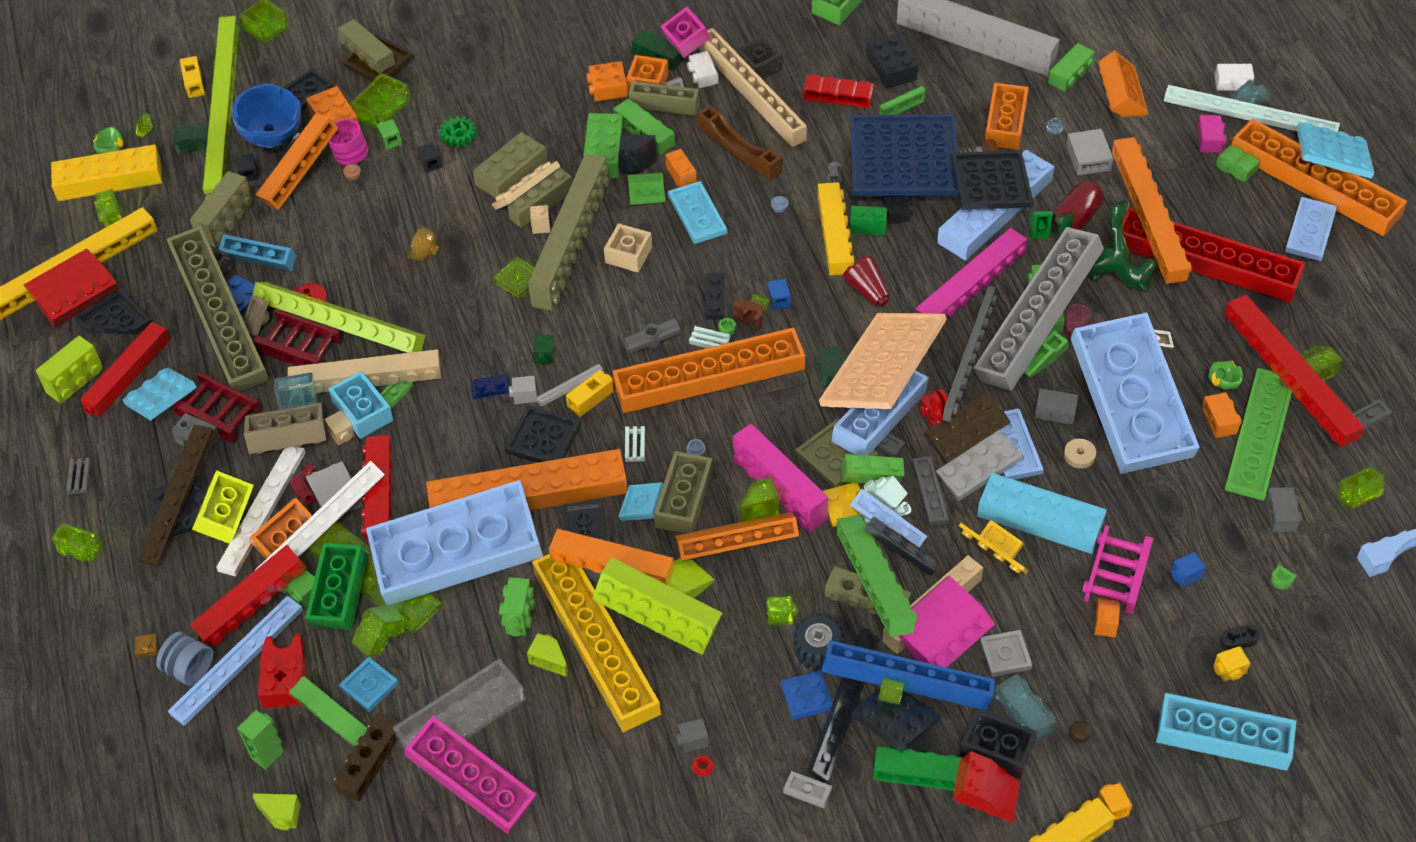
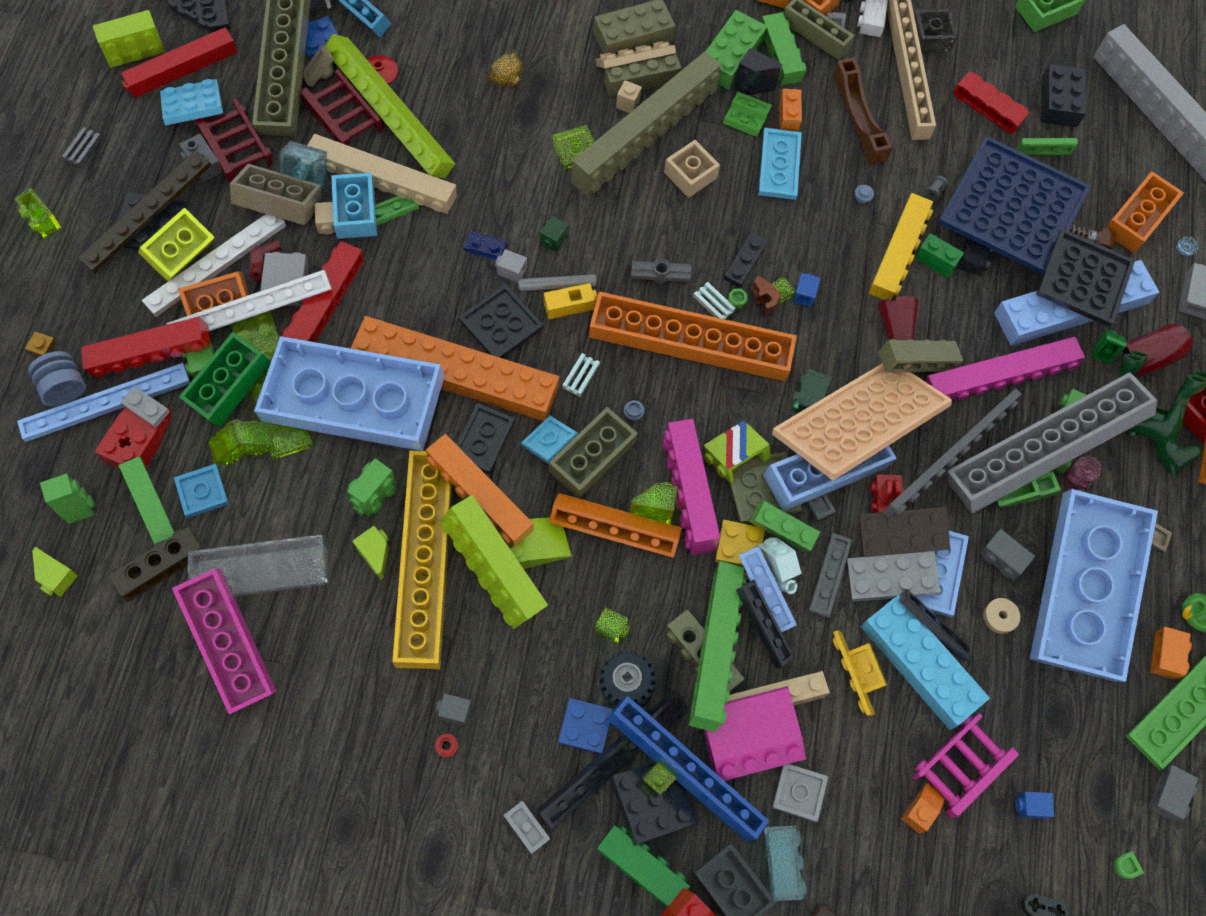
camera: 20 degrees right, 15 degrees up
(281, 639) = (145, 407): none -> light grey plate
(797, 432) = (735, 448): none -> lime panel
(899, 297) = (920, 355): none -> olive brick
(1032, 480) = (935, 625): none -> black tile

